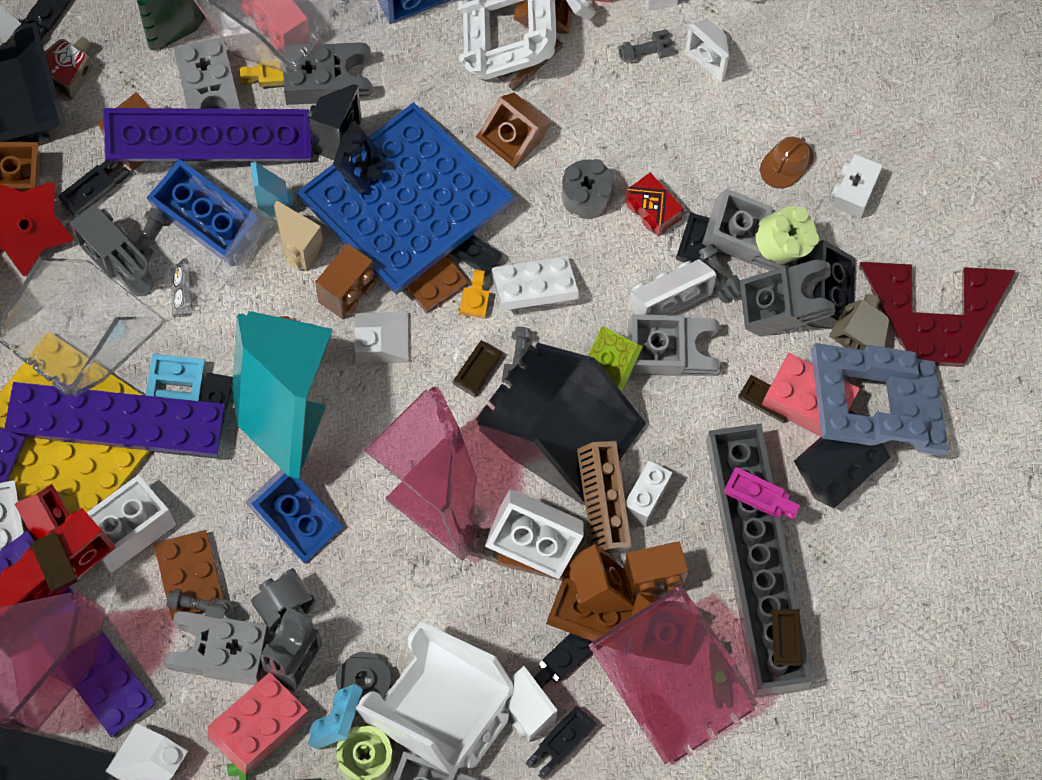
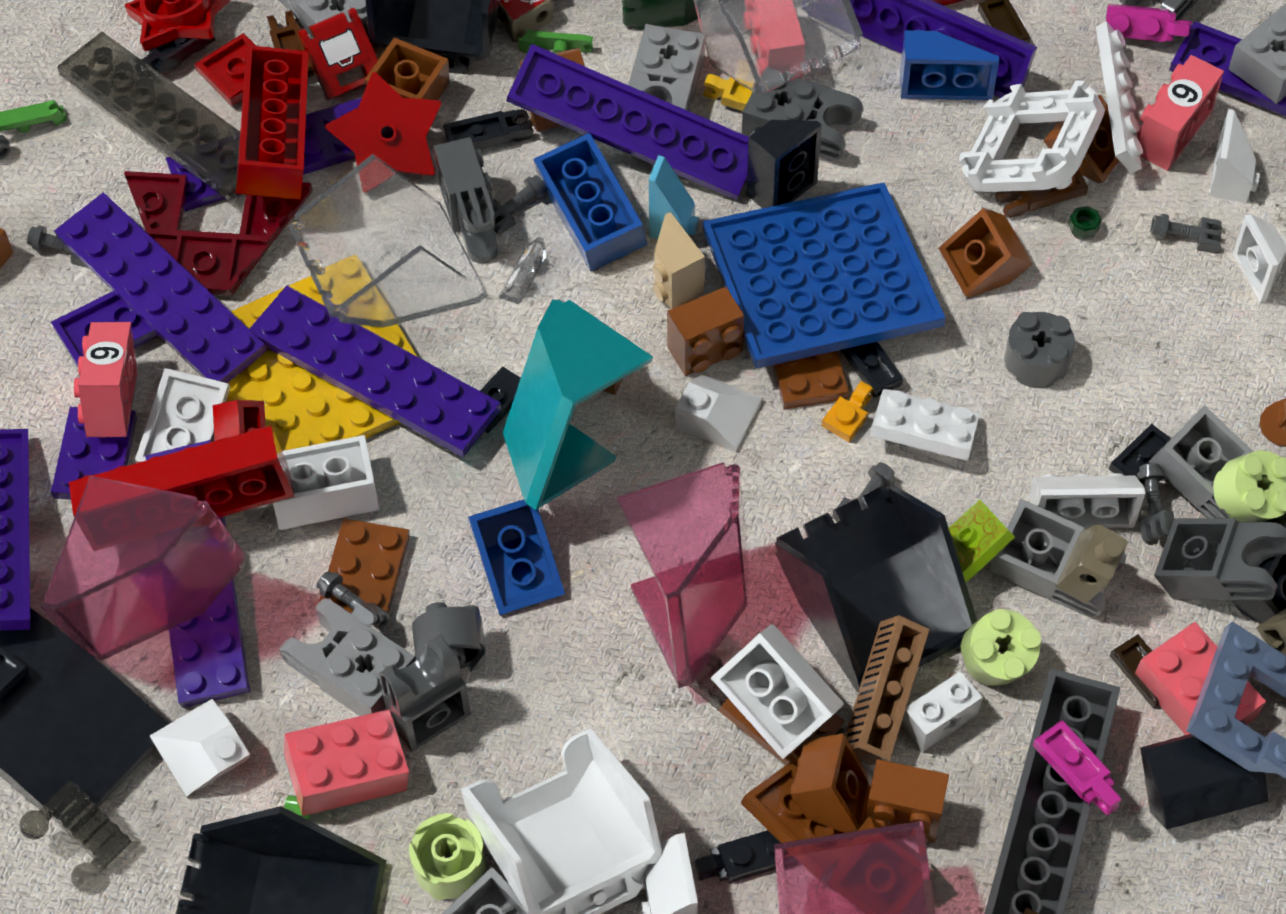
camera: 30 degrees right, 10 degrees down
(54, 562) = (207, 468): dark brown tile -> none
(108, 87) = (555, 41): none -> bright green piece
(176, 371) = (468, 351): medium azure plate -> none
(245, 247) = (611, 249): clear panel -> none
(337, 724) = (432, 801): medium azure plate -> none
(351, 144) = (767, 200): black piece -> none
(364, 663) = (494, 753): dark grey plate -> none
(477, 368) = (811, 491): dark brown tile -> none
(572, 71) = (1084, 222): none -> dark green tile
(653, 204) = (1111, 398): red brick -> none
(678, 421) = (1019, 644): none -> yellowish green brick
(704, 338) = (1096, 554): none -> dark tan torso

